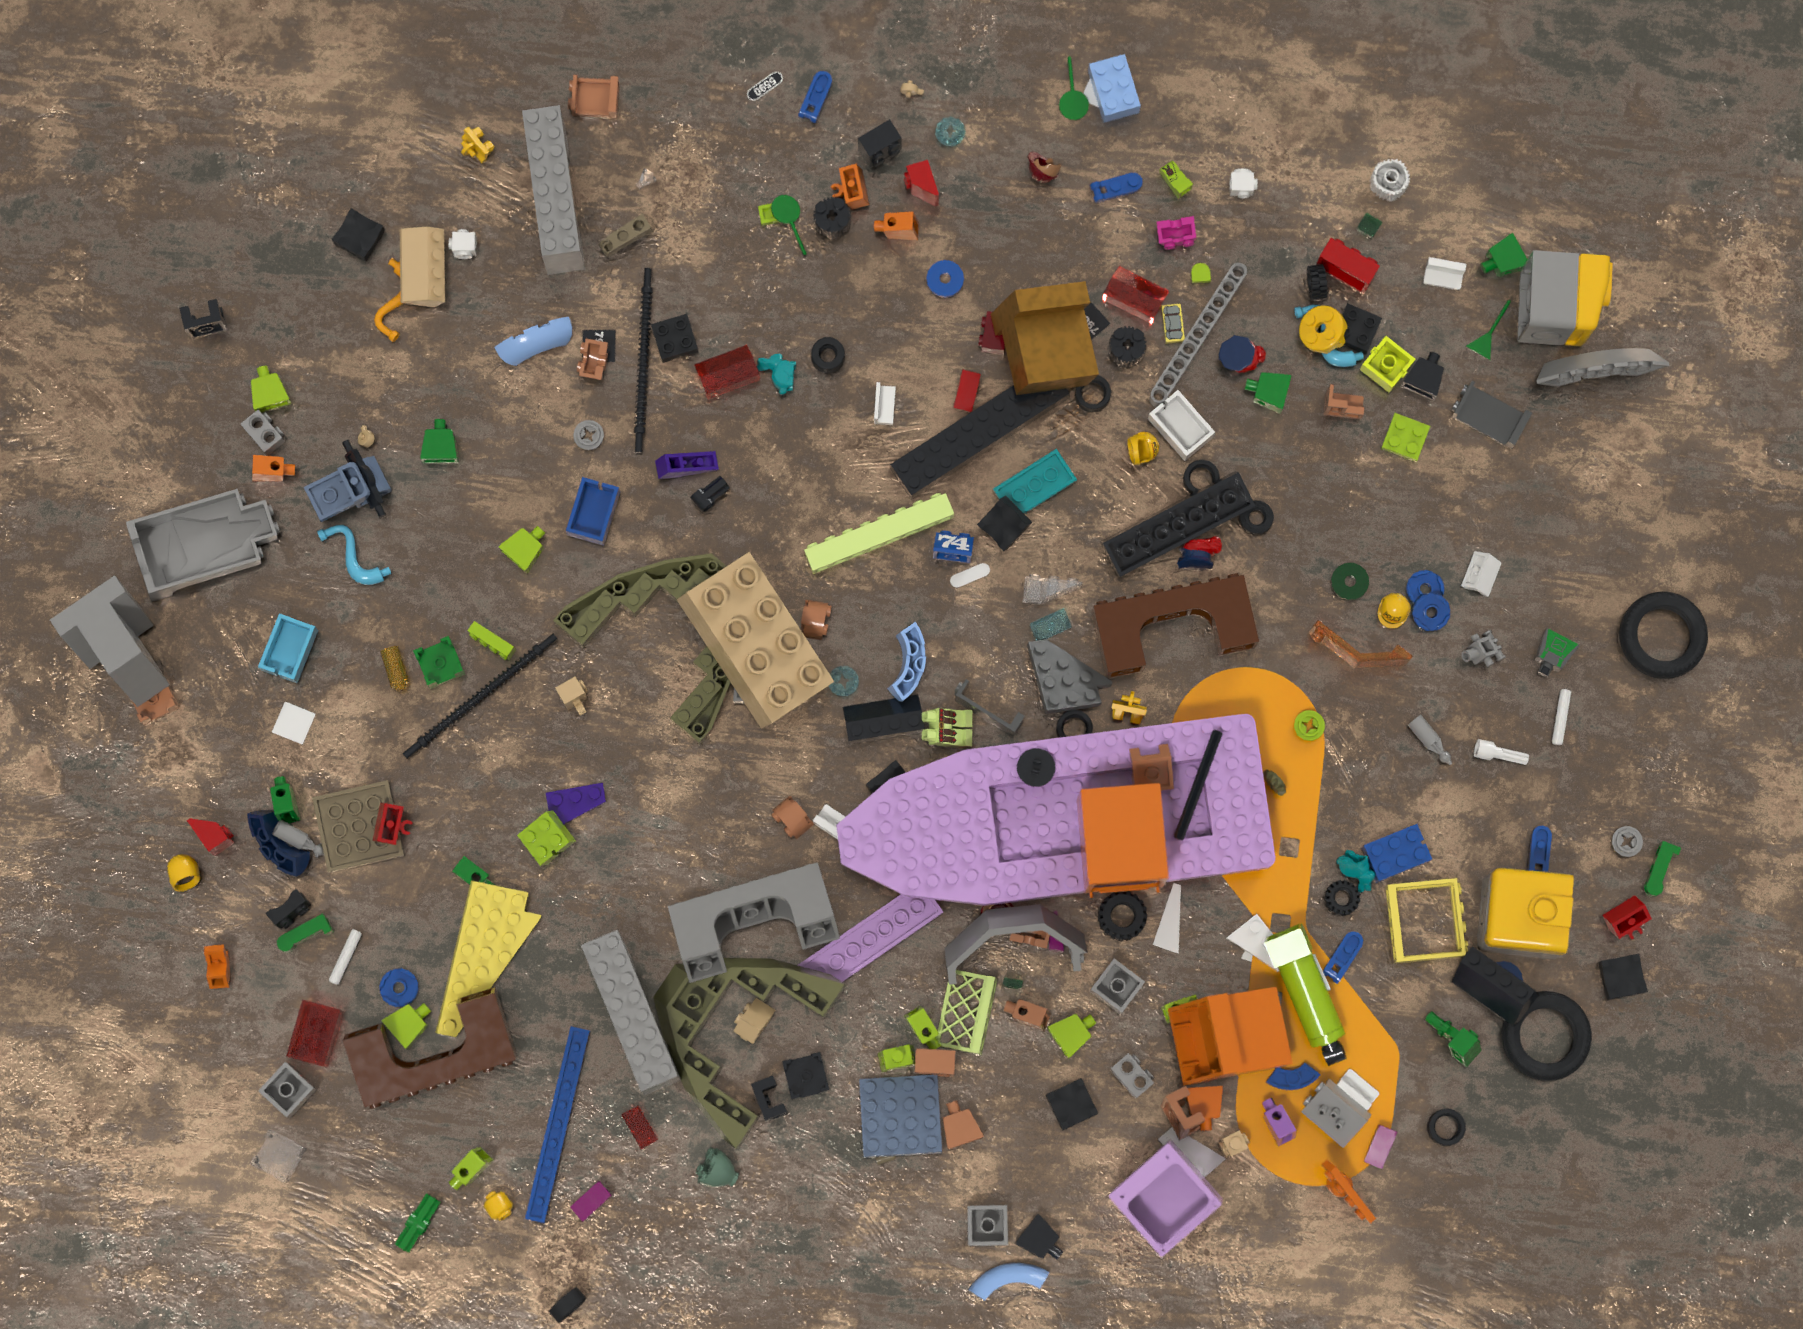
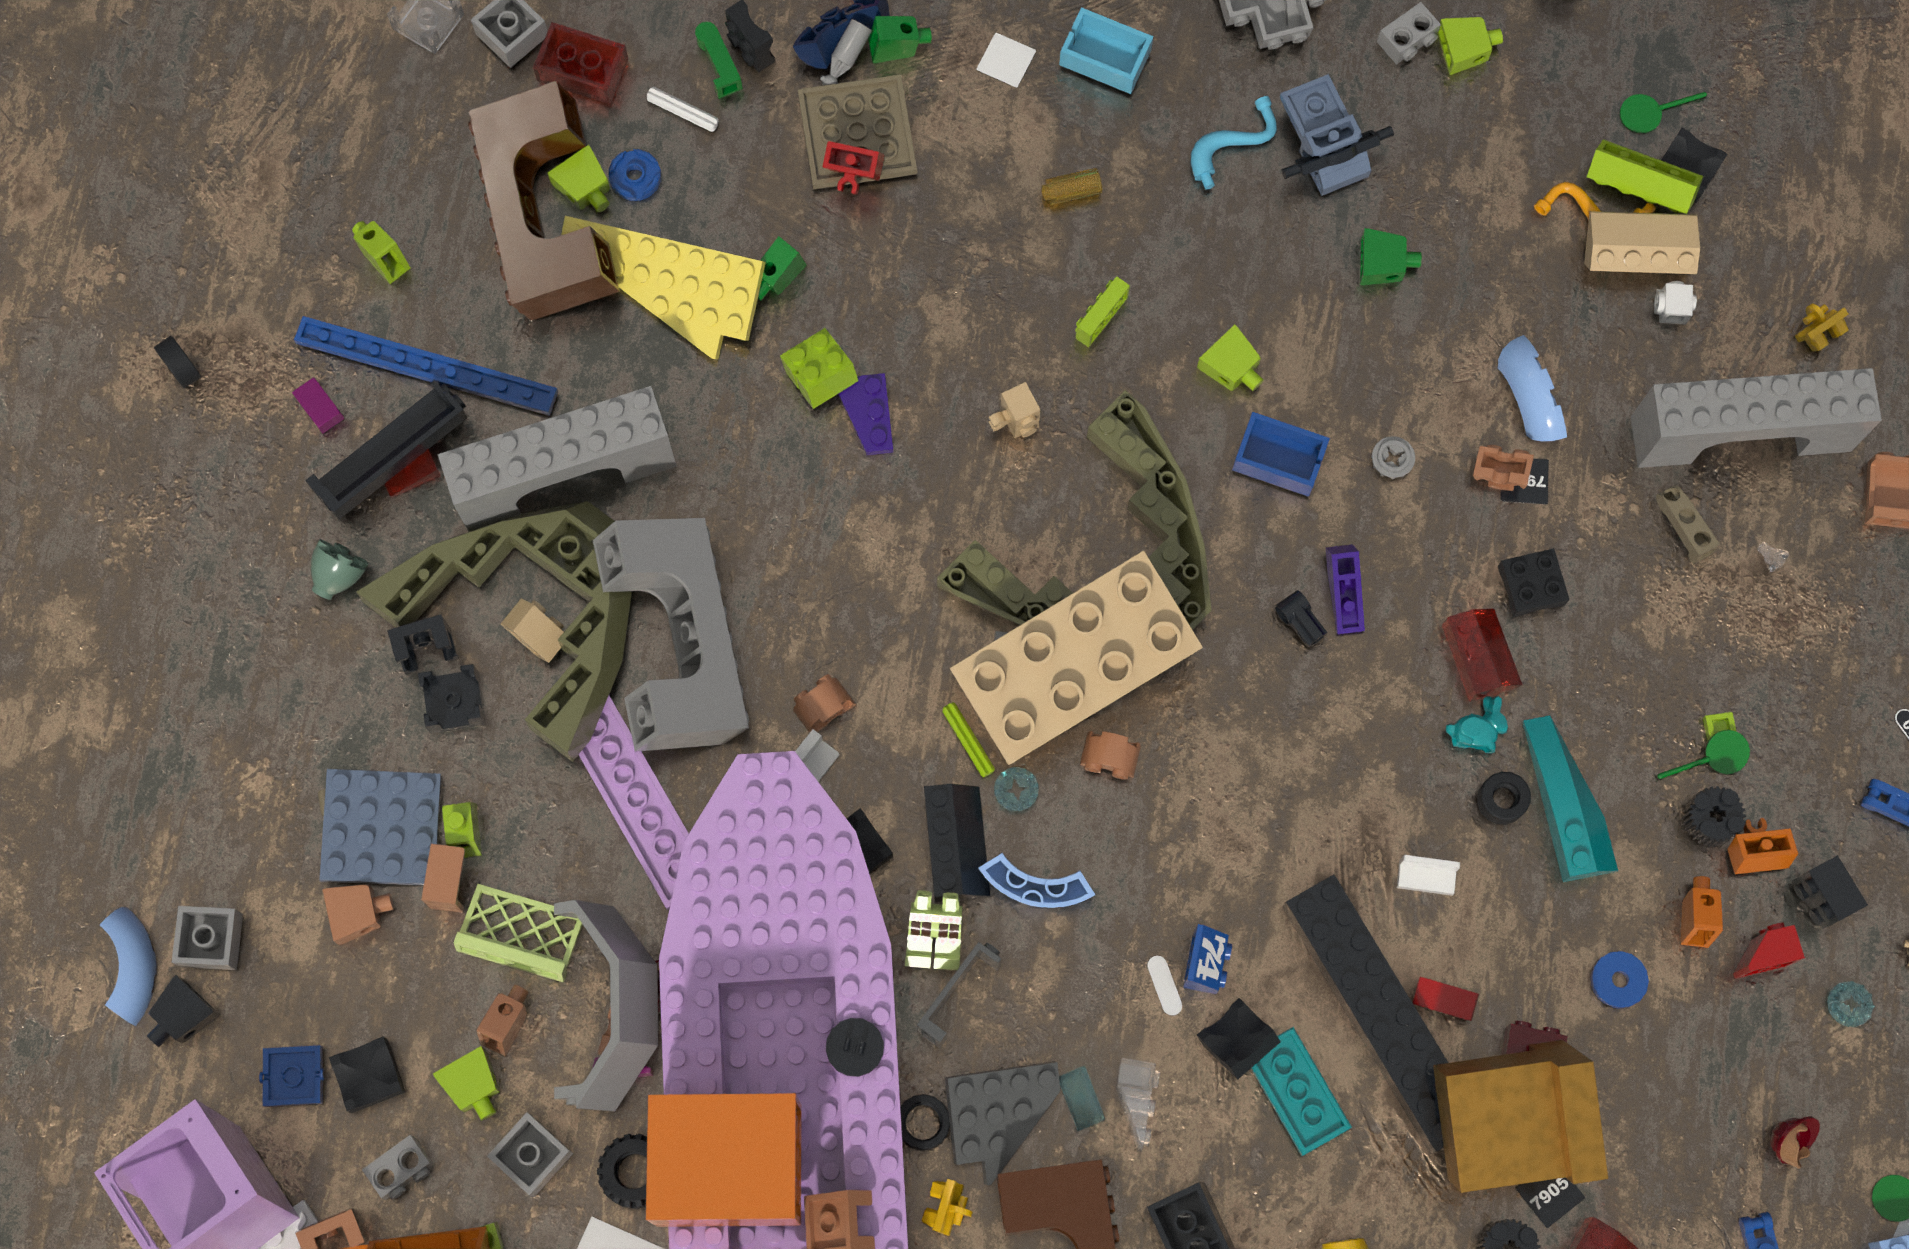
camera: 95 degrees right, 5 degrees down
(263, 471) = (1357, 37): orange torso -> none
(316, 267) = (1643, 113): none -> green piece
(366, 437) = (1398, 163): tan piece -> none
(371, 264) = (1644, 177): none -> lime brick
(417, 1223) = (316, 182): green piece -> none
(439, 663) = (1076, 244): green panel -> none
(498, 1205) = (324, 282): yellow head -> none
(537, 650) = (1086, 373): black hose -> none
(625, 1141) = (389, 450): none -> black panel
(639, 430) = (1603, 548): black hose -> none
(810, 716) = (968, 739): none -> lime axle
(831, 311) = (1570, 808): none -> teal wedge
(878, 533) = (1232, 855): yellowish green brick -> none
(918, 1021) = (502, 865): lime torso -> none
(1012, 983) = (552, 1001): clear green tile -> none
(1076, 1156) = (292, 1076): none -> blue plate
(1094, 407) = (1418, 1203): black tyre -> none

